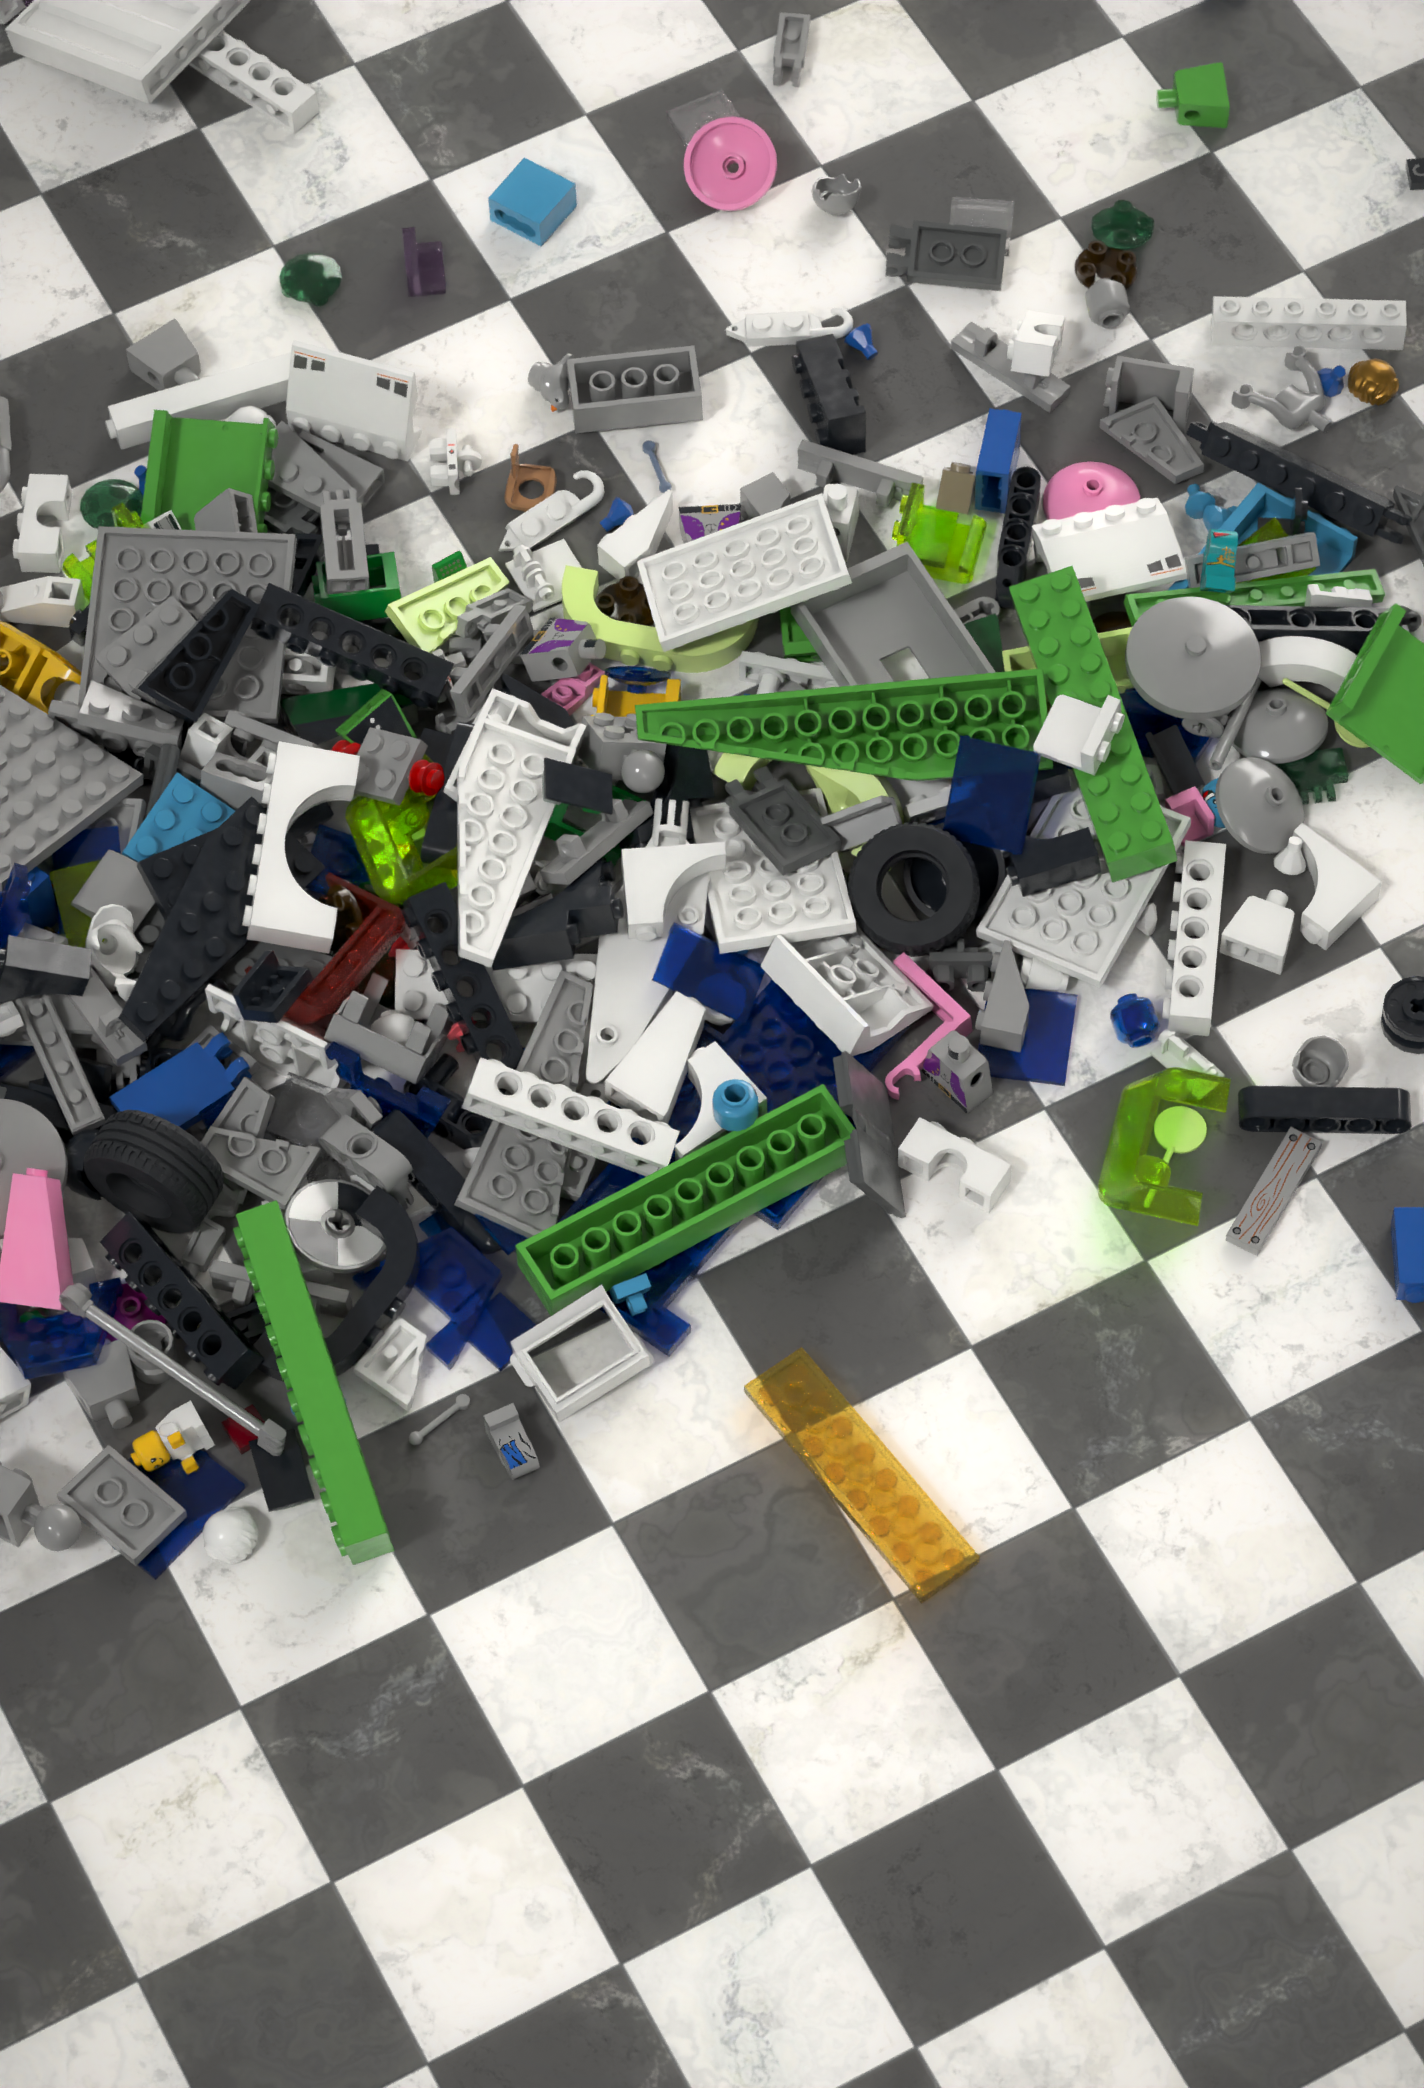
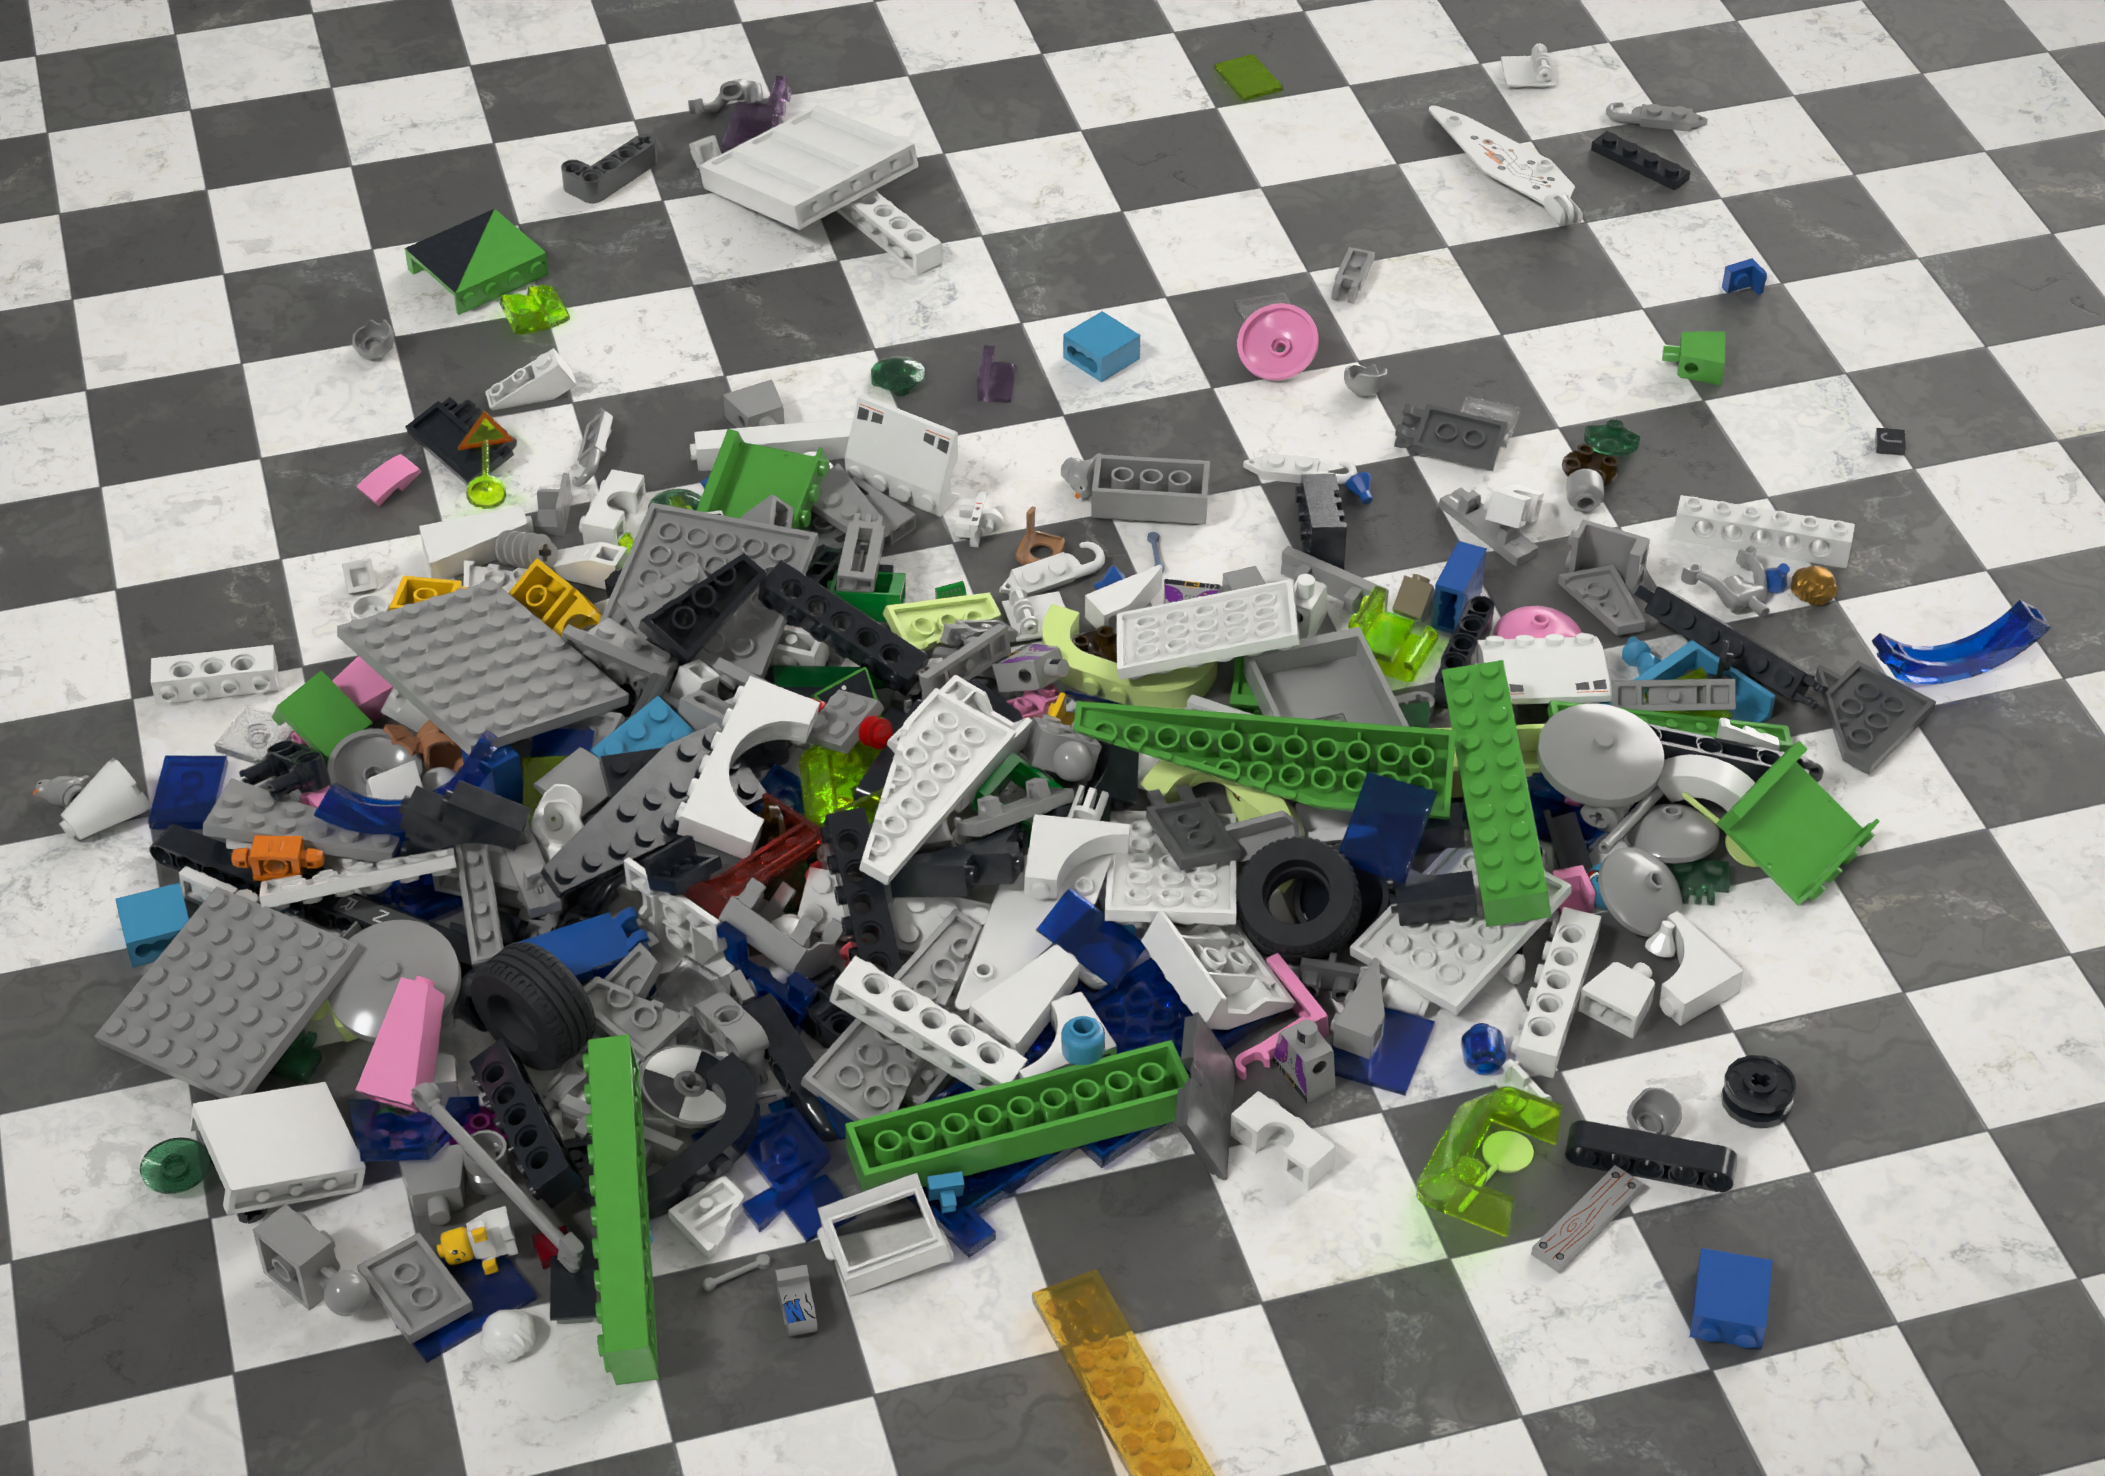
camera: 10 degrees right, 15 degrees down
(577, 786) = (1007, 757): black piece -> none
(1079, 732) = (1479, 787): white bracket -> none
(1219, 562) = (1641, 686): teal leg -> none

